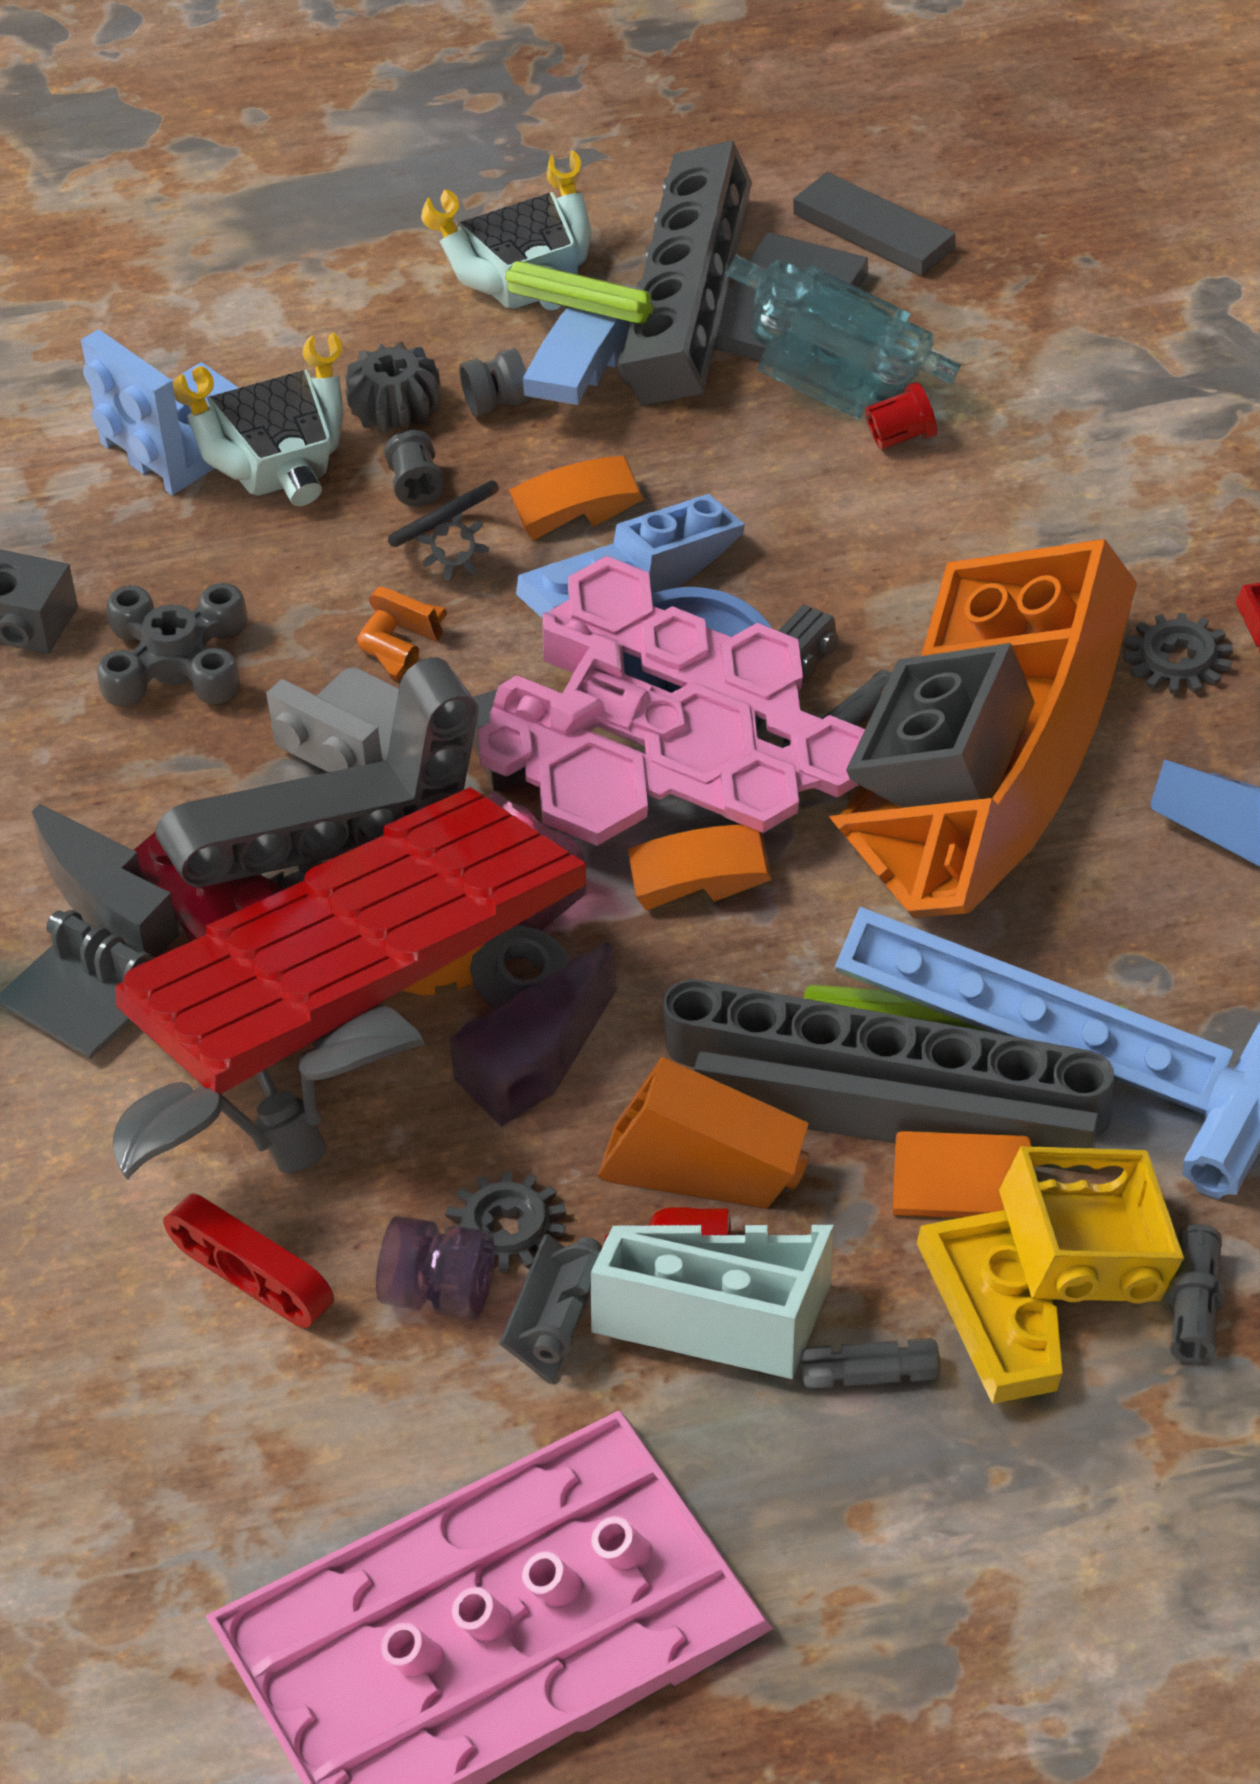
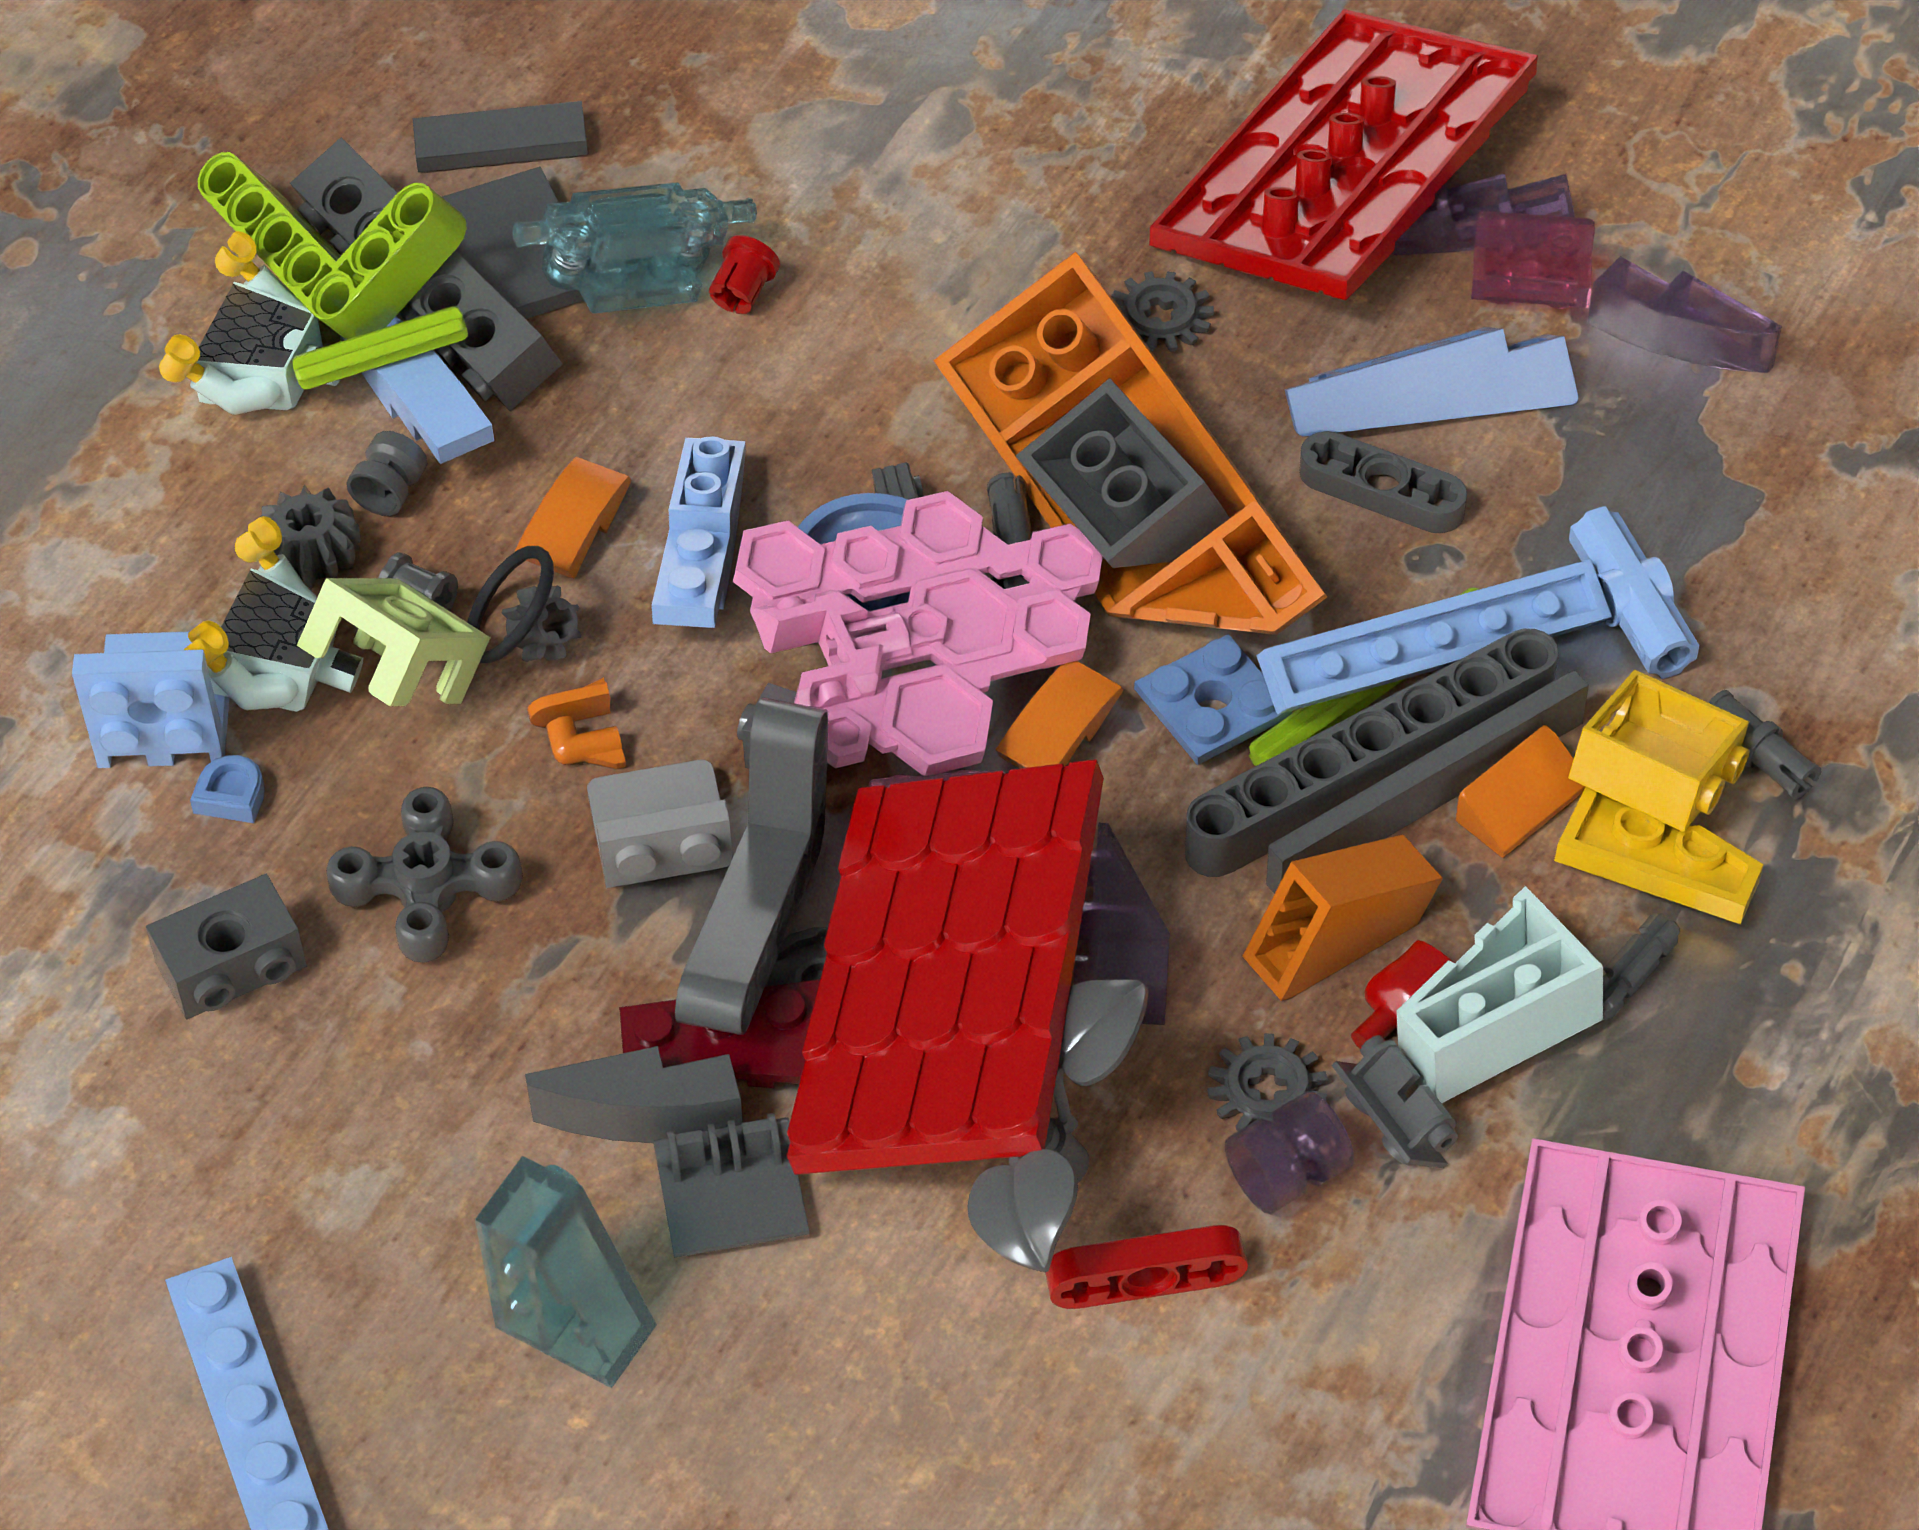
camera: 50 degrees left, 5 degrees up
(148, 510) = (229, 789): none -> medium blue tile
(339, 466) = (400, 628): none -> yellowish green panel
(624, 214) = (365, 283): none -> lime beam
(809, 914) = (1210, 673): none -> medium blue piece
(1166, 910) = (1395, 502): none -> dark grey beam

